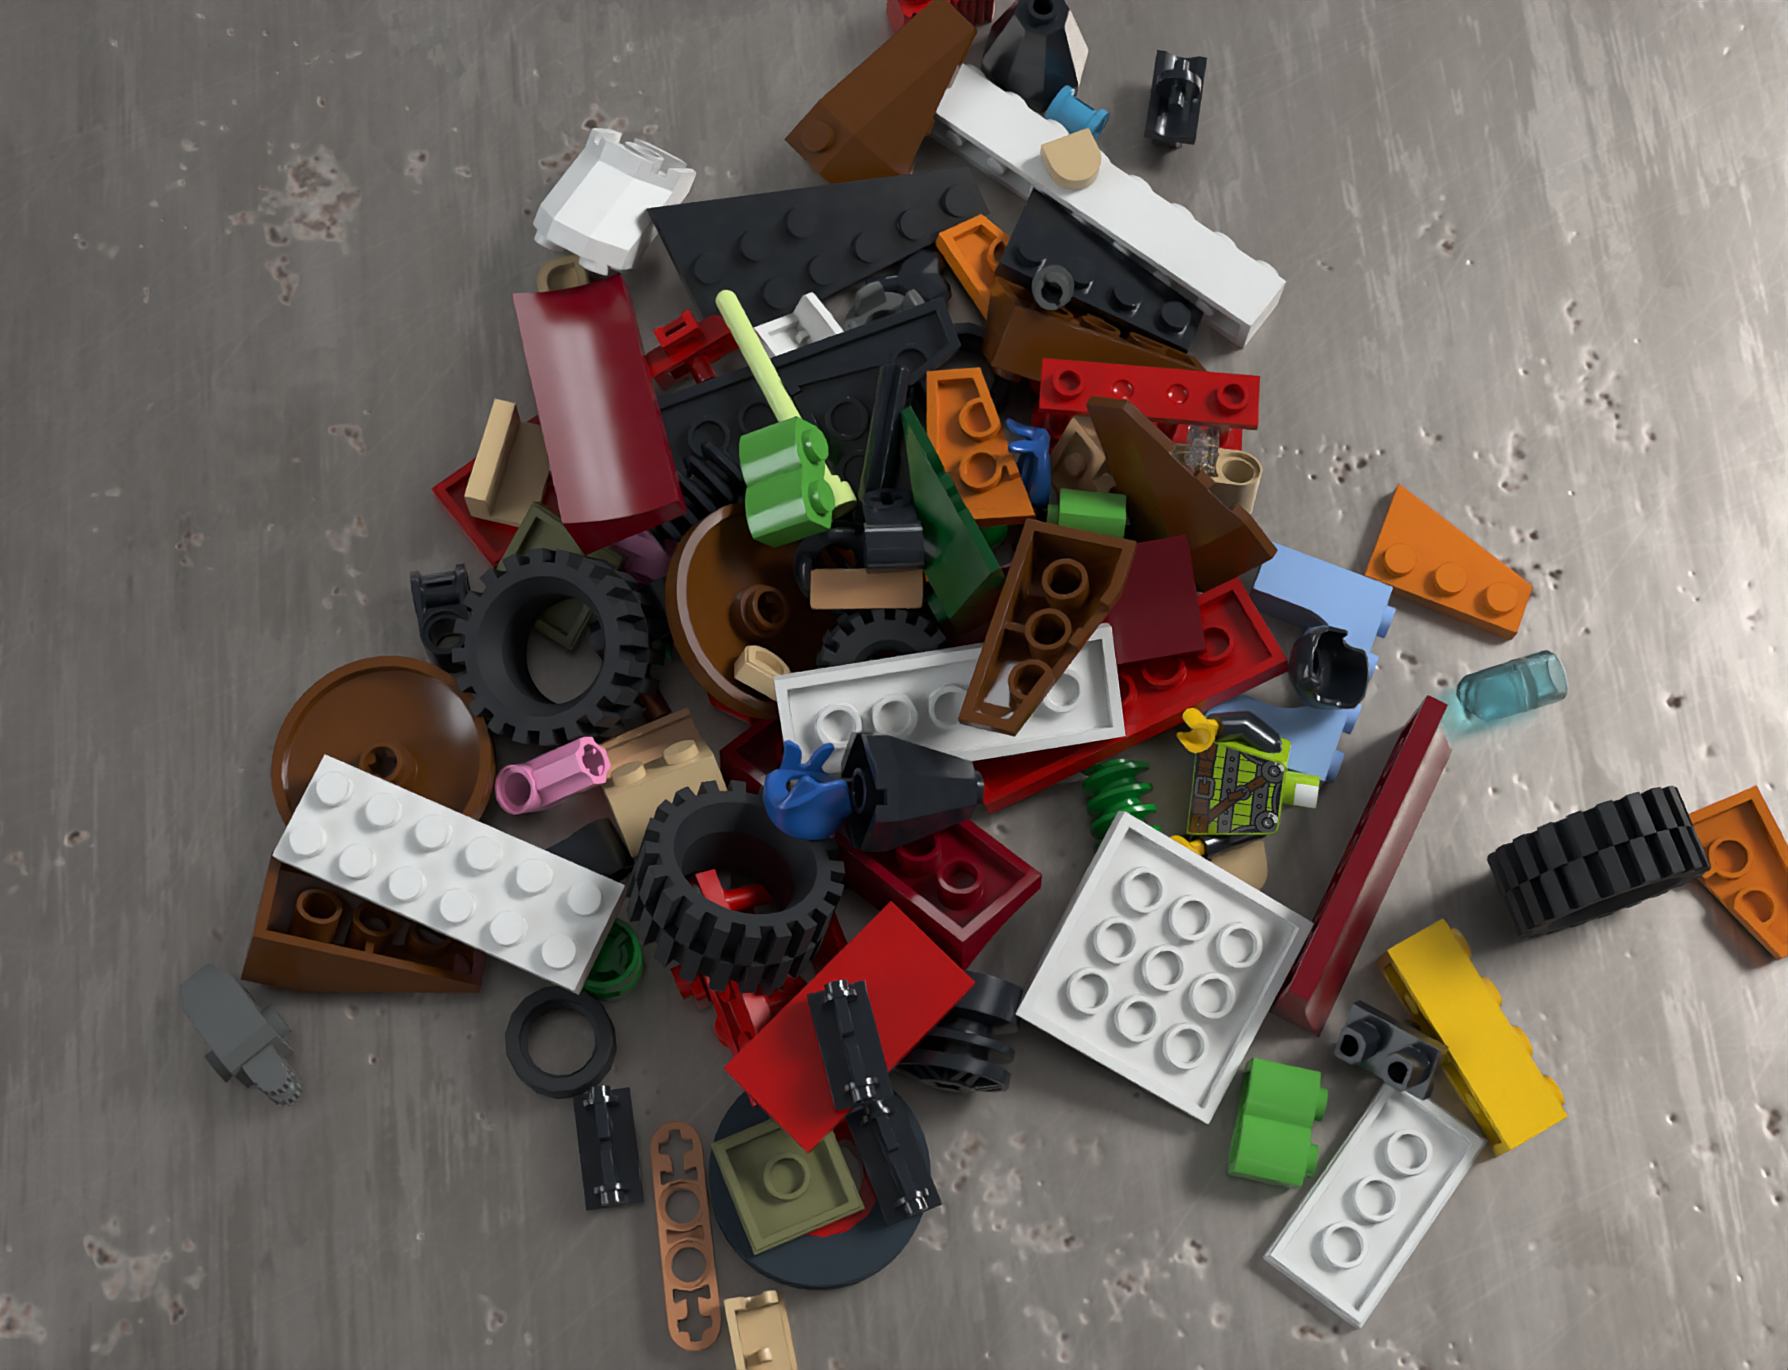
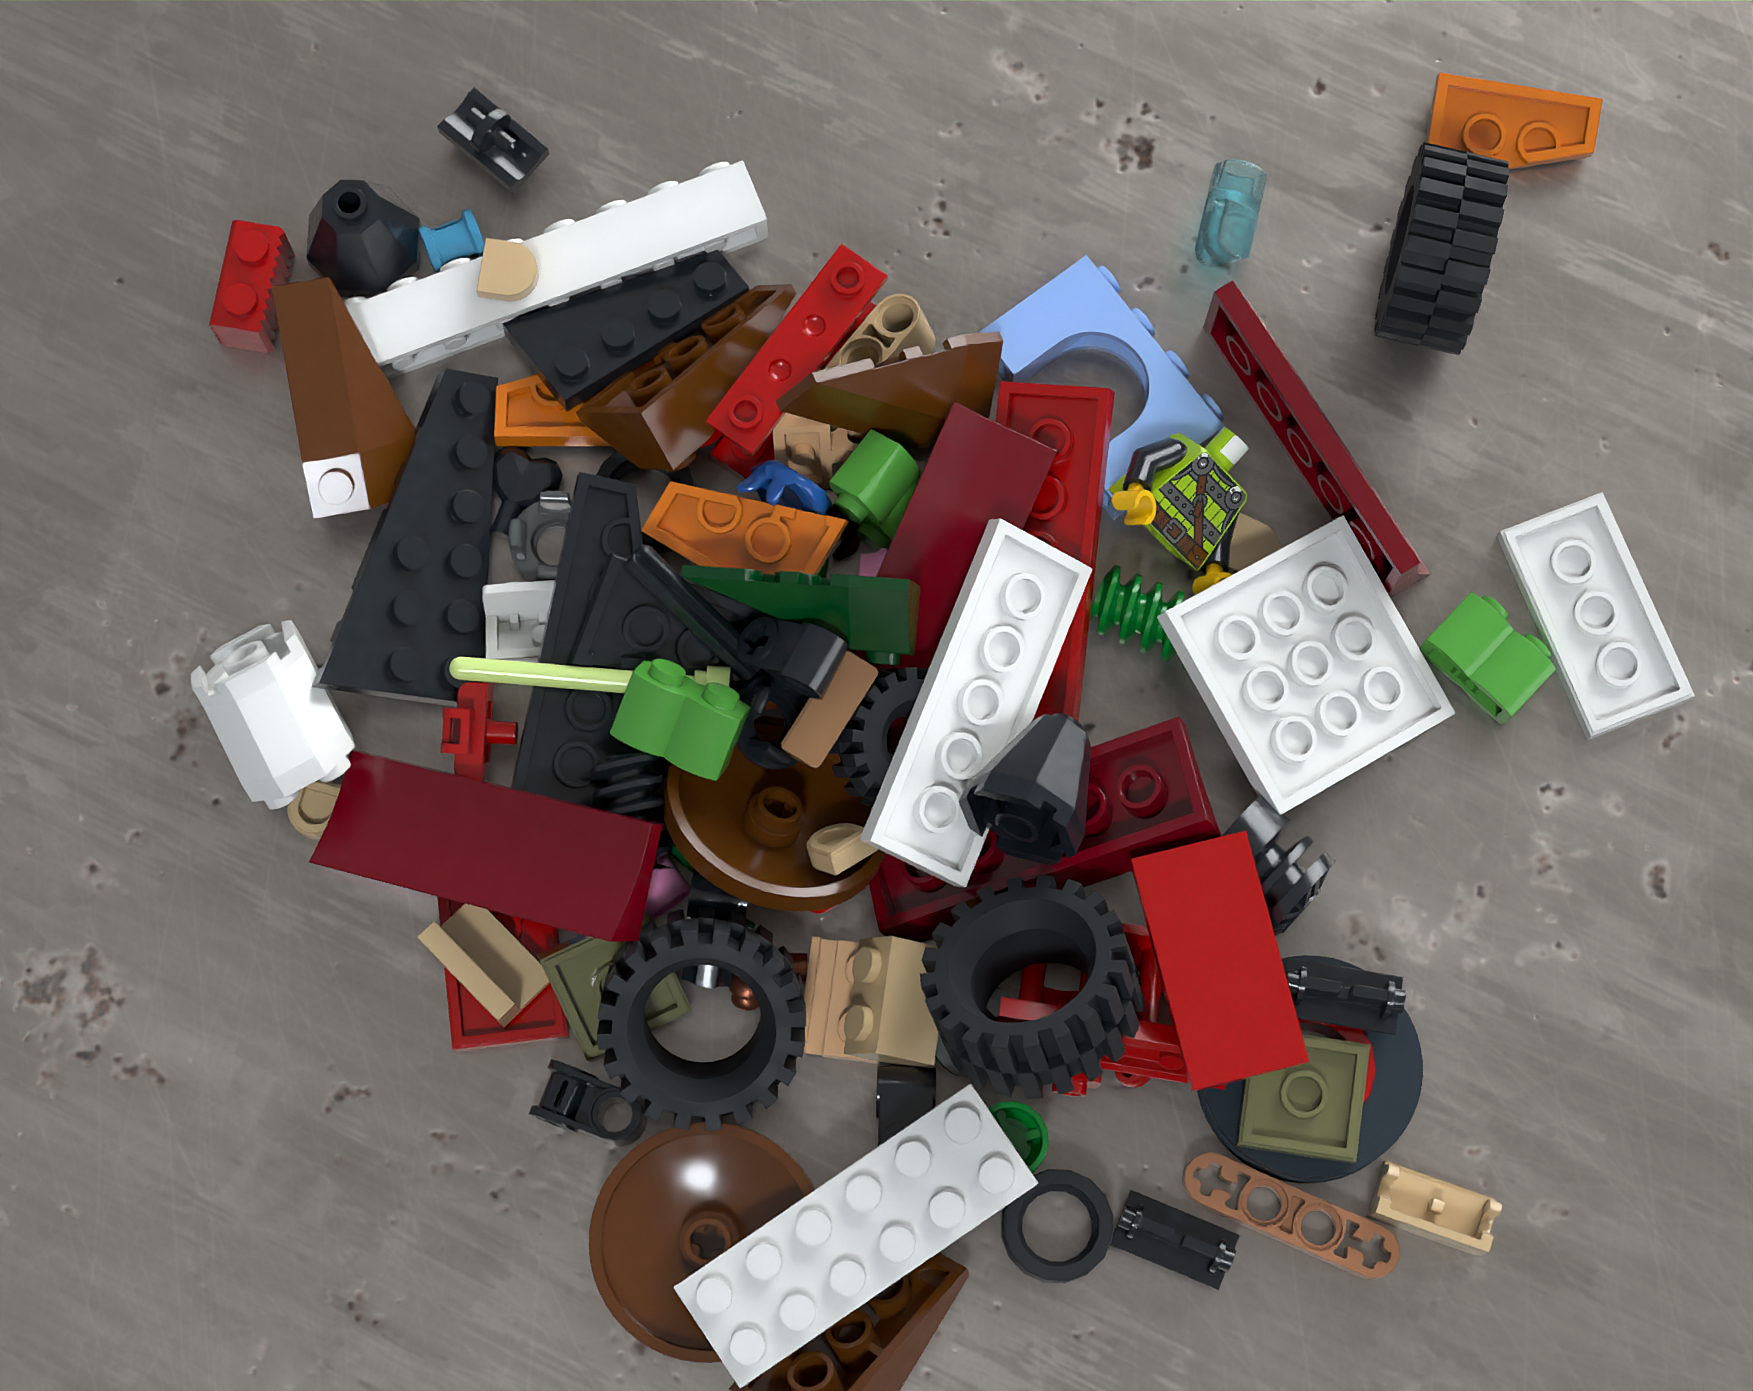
camera: 55 degrees left, 5 degrees up
(552, 777) = (816, 1094): bright pink piece -> none
(815, 803) = (1009, 875): blue piece -> none
(850, 1044) = (1242, 969): black hinge -> none
(1046, 298) = (633, 368): dark grey pin -> none
(1047, 611) = (965, 561): reddish brown wedge -> none
(1203, 447) = (867, 336): clear bush -> none
(1328, 670) = (1136, 359): black hair -> none
(1390, 1050) = (1485, 522): black hips -> none
(1445, 569) = (1083, 201): orange wing -> none
(1486, 1055) = (1510, 447): yellow brick -> none

